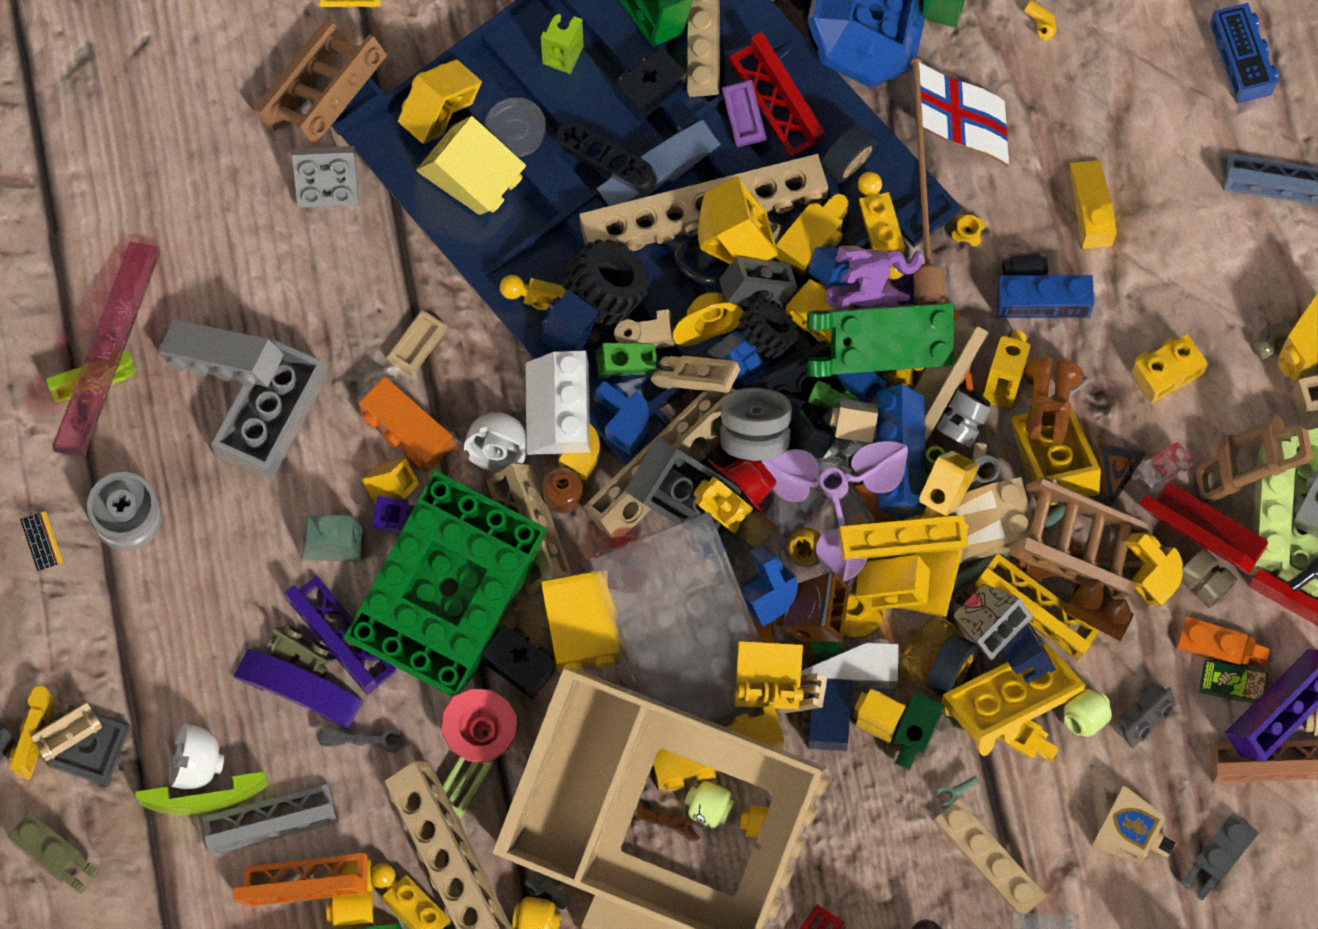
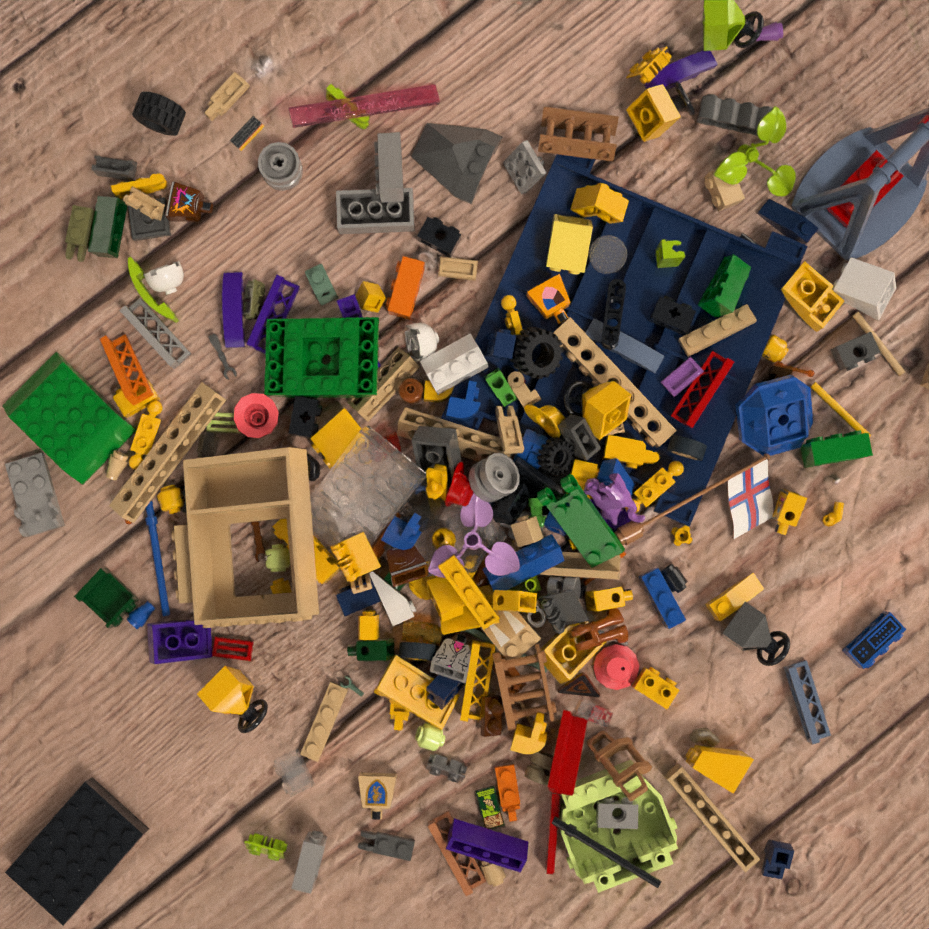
camera: 65 degrees right, 15 degrees up
(67, 809) = (107, 227): none -> dark green brick
(99, 675) = (186, 204): none -> reddish brown torso
(253, 264) = (456, 156): none -> dark grey wedge
(352, 358) = (444, 246): none -> black brick
(482, 823) = (207, 445): none -> clear smoke brick
(538, 229) = (550, 299): none -> light orange torso
(994, 430) = (563, 610): none -> dark grey hinge
(1004, 71) = (791, 503): none -> yellow torso
(1109, 416) = (609, 664): none -> coral hat
(1153, 196) = (751, 631): none -> dark grey piece

